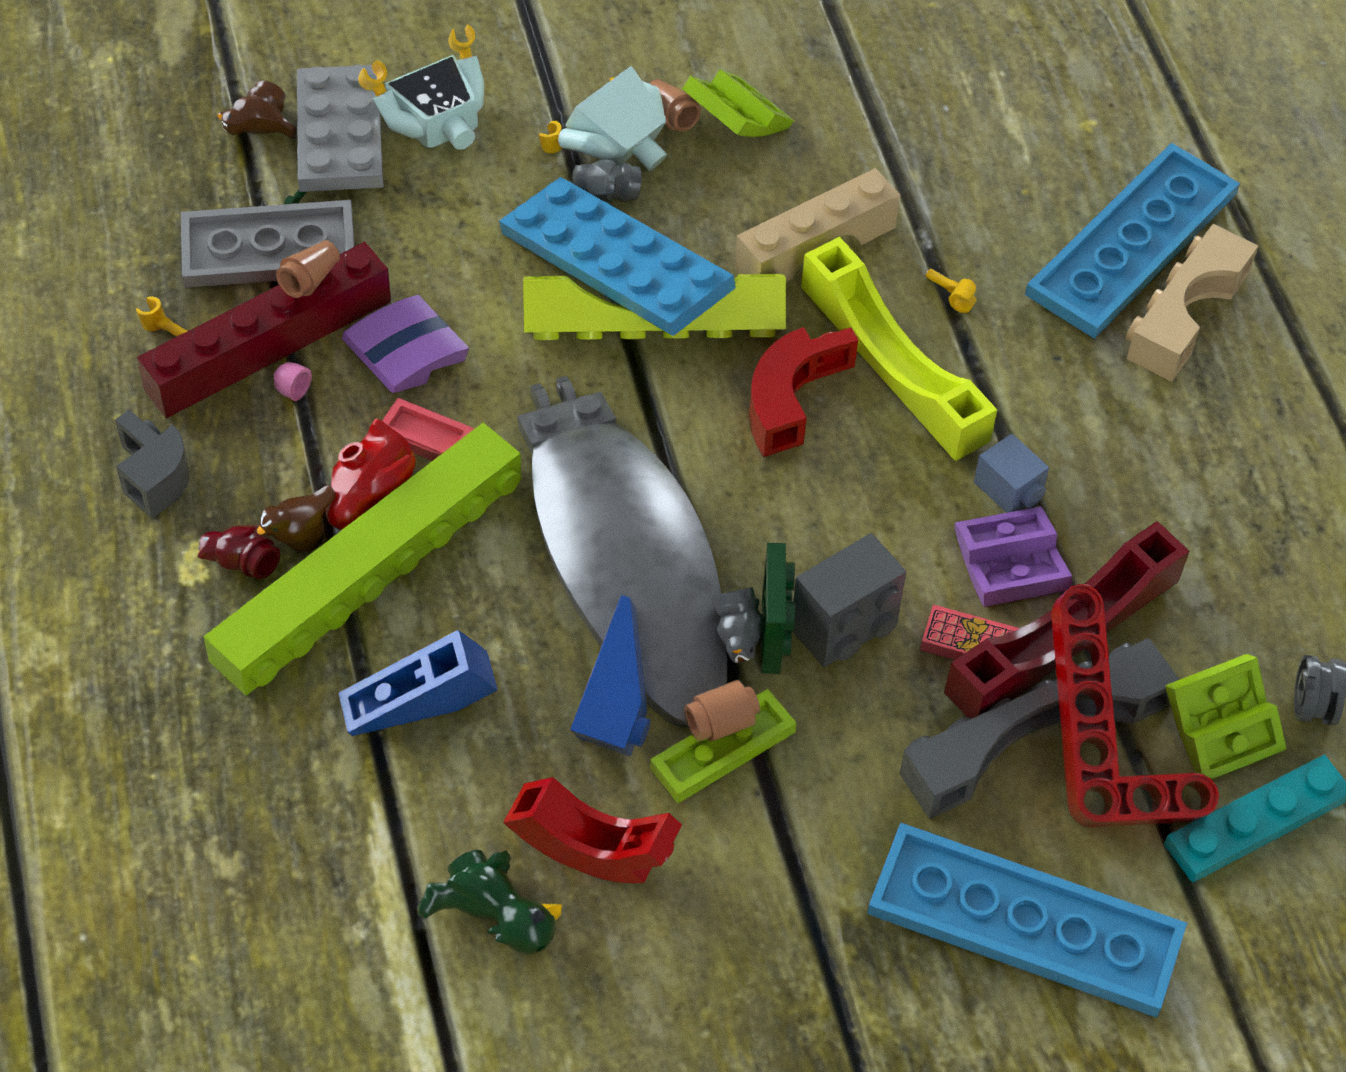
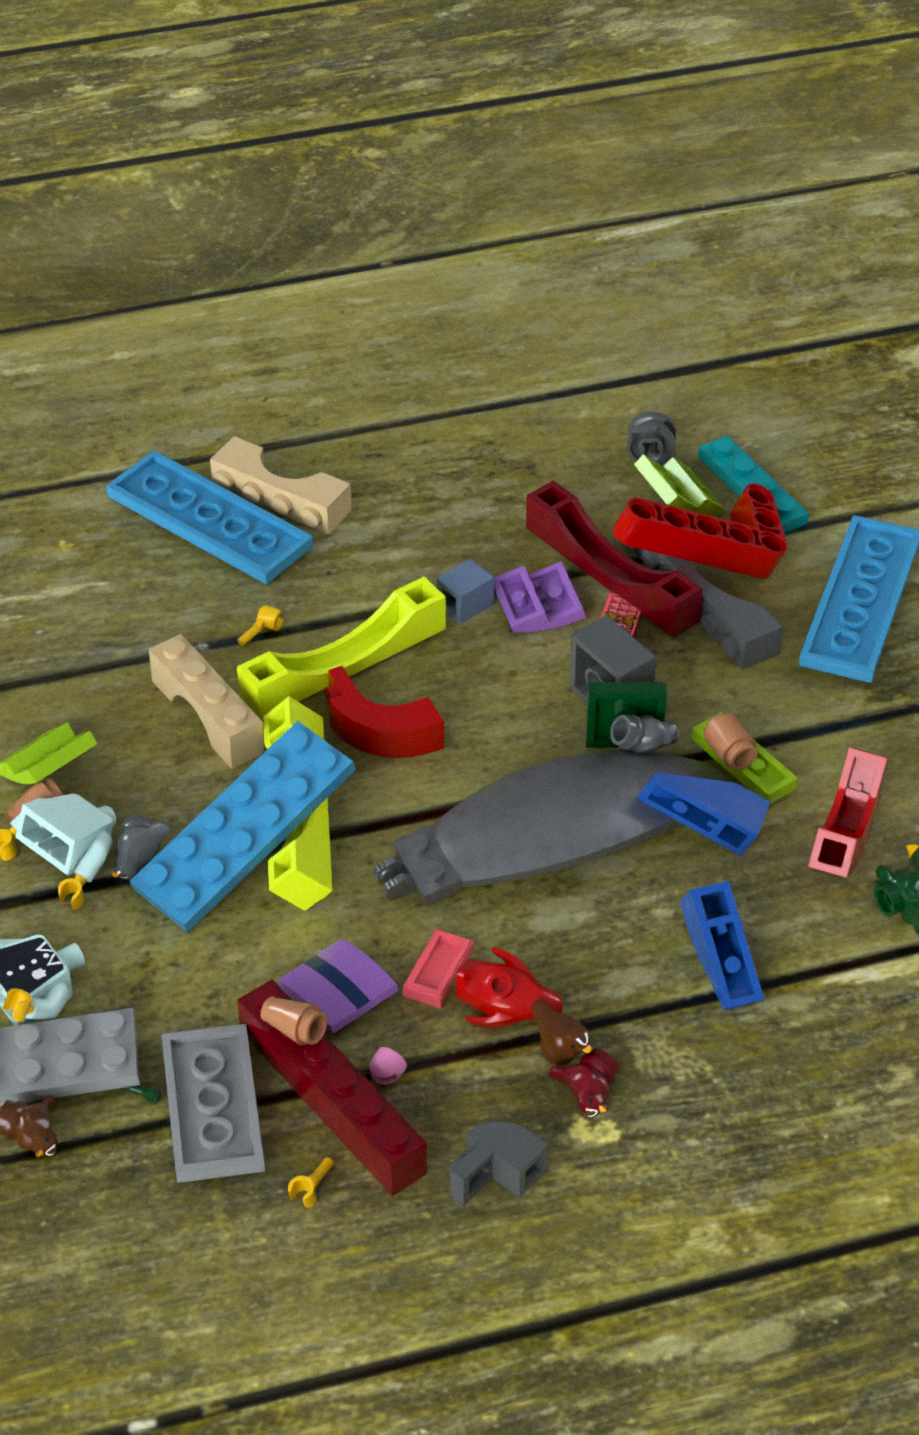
camera: 90 degrees left, 10 degrees down
(363, 559) = (597, 994): lime brick -> none

